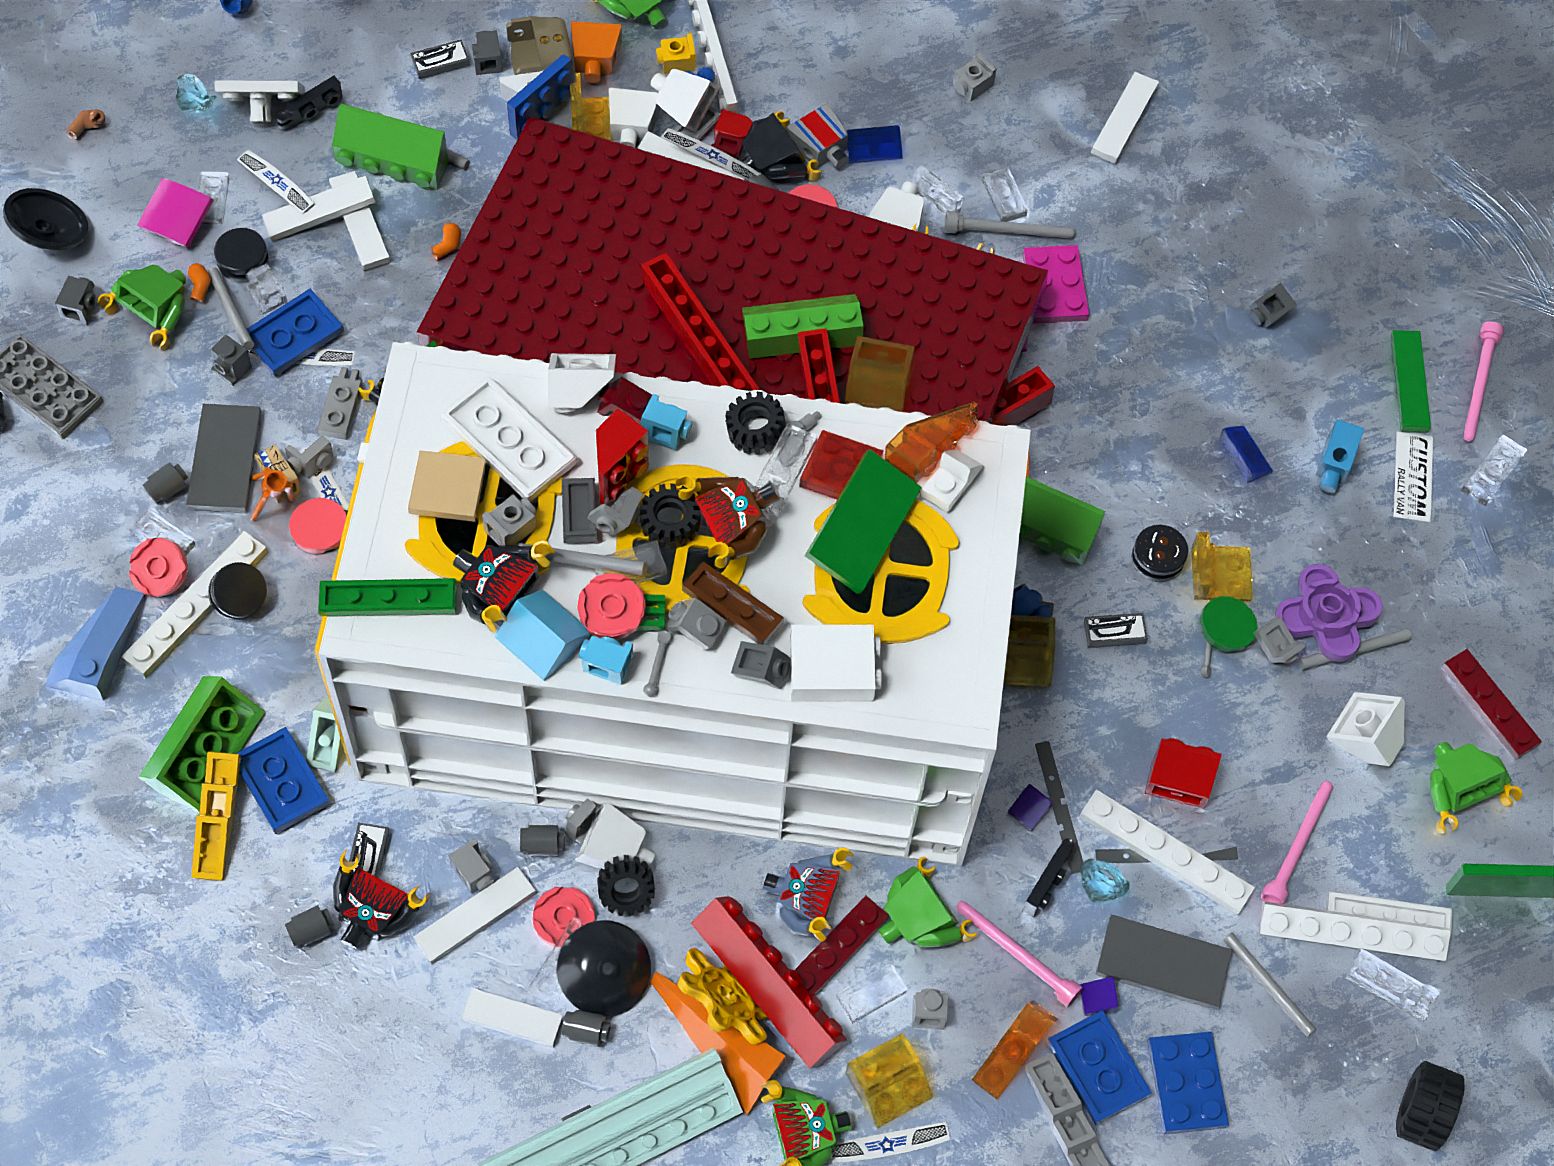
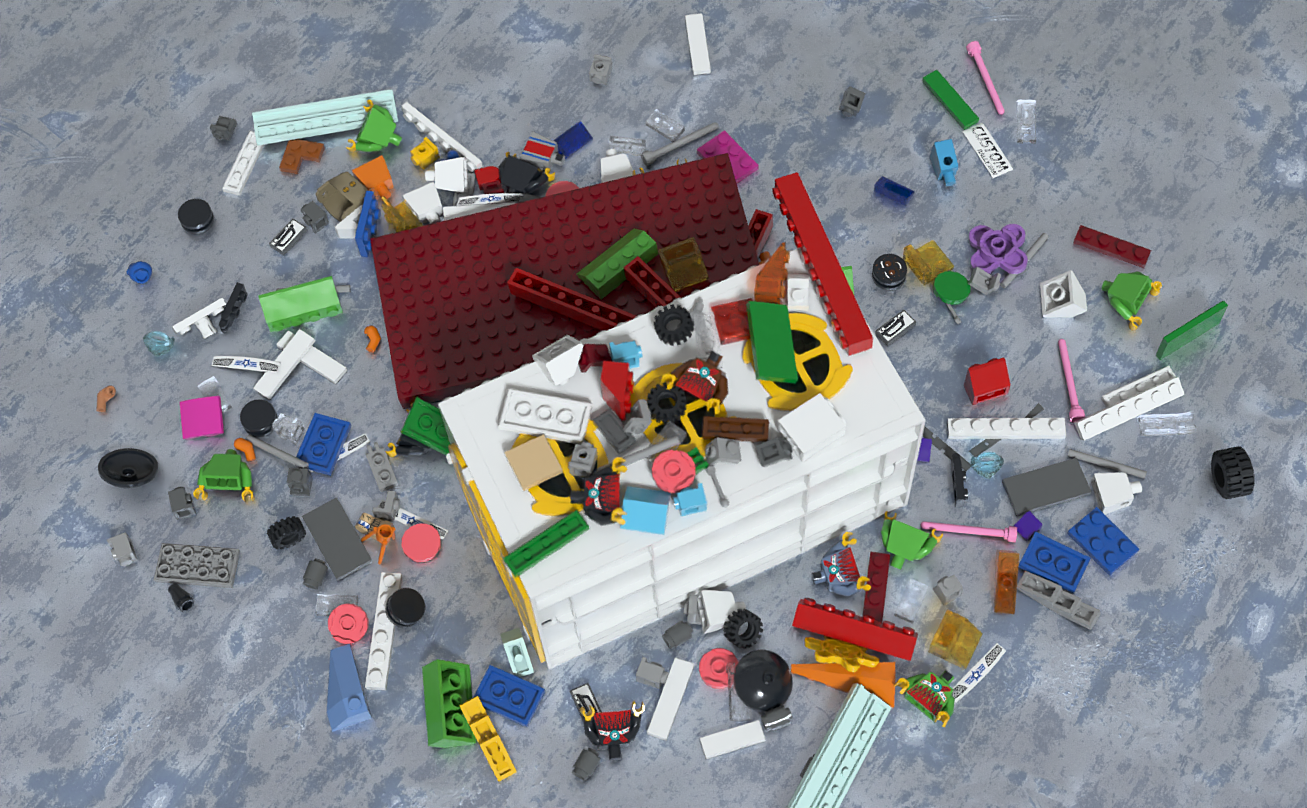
camera: 25 degrees left, 0 degrees up
(166, 411) = (286, 532): none -> black tyre
(1009, 464) = (822, 264): none -> red brick
(1250, 1026) = (1114, 491): none -> white torso

